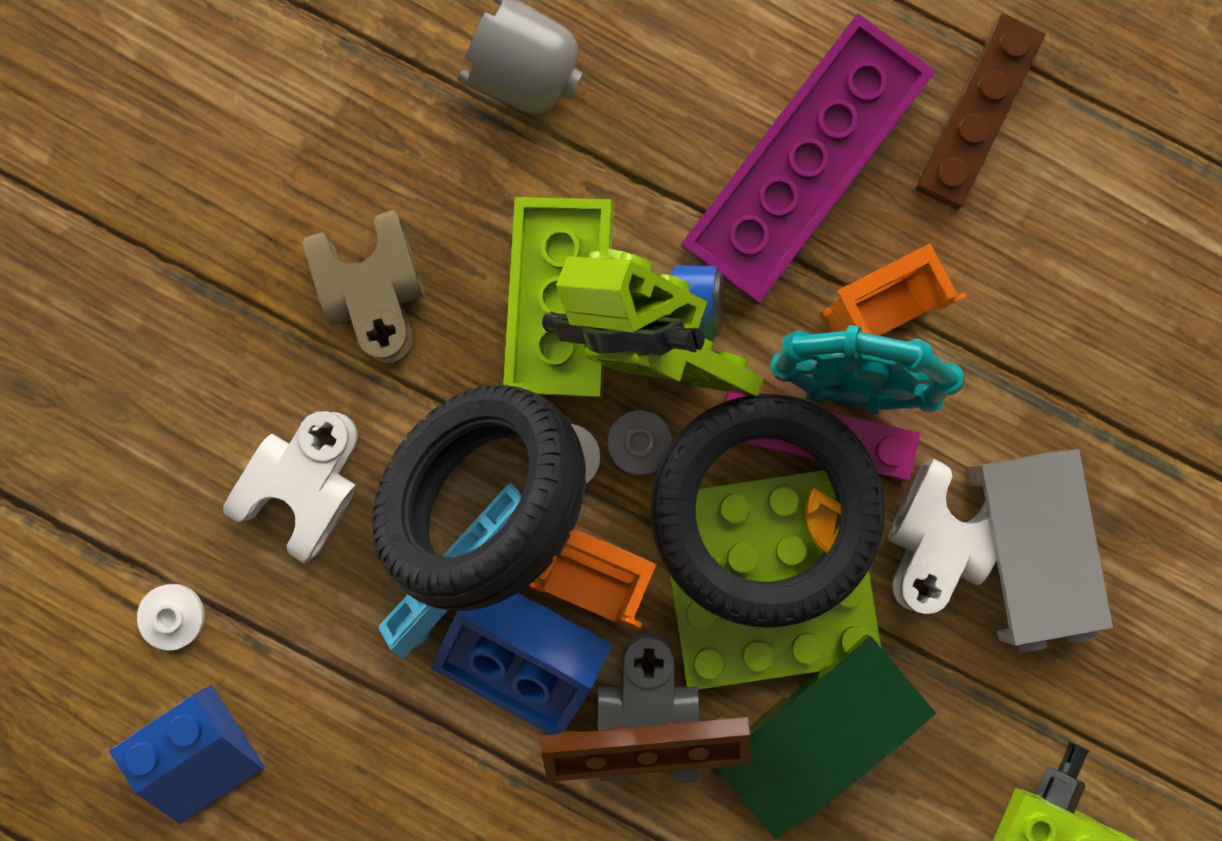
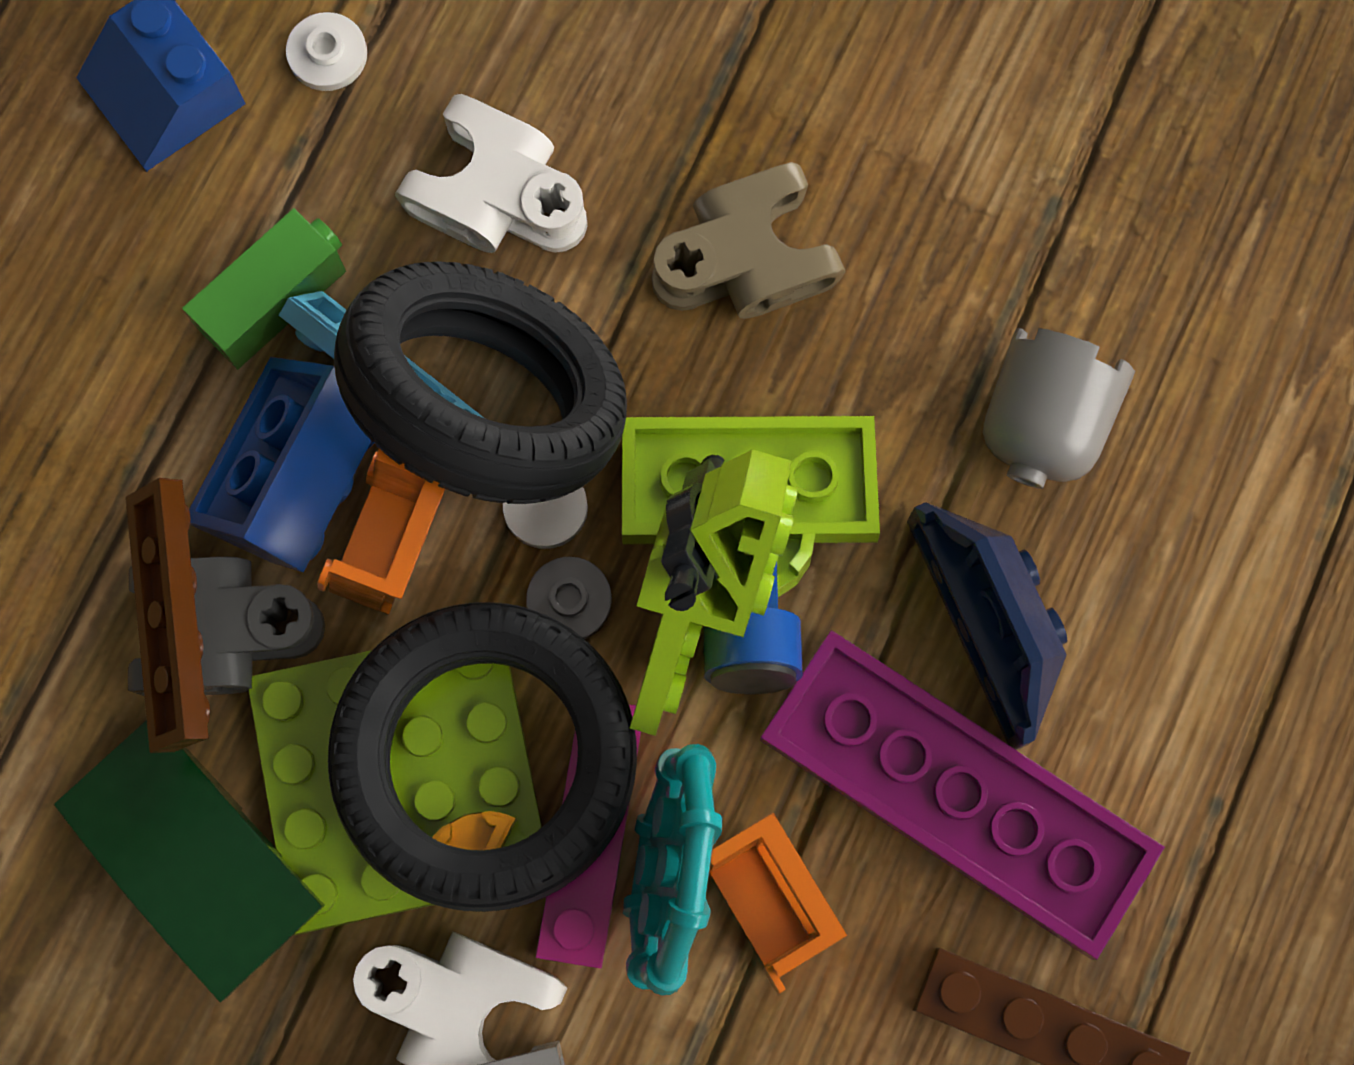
camera: 85 degrees right, 10 degrees down
(372, 670) = (244, 301): none -> bright green brick
(679, 117) = (996, 614): none -> dark blue wedge

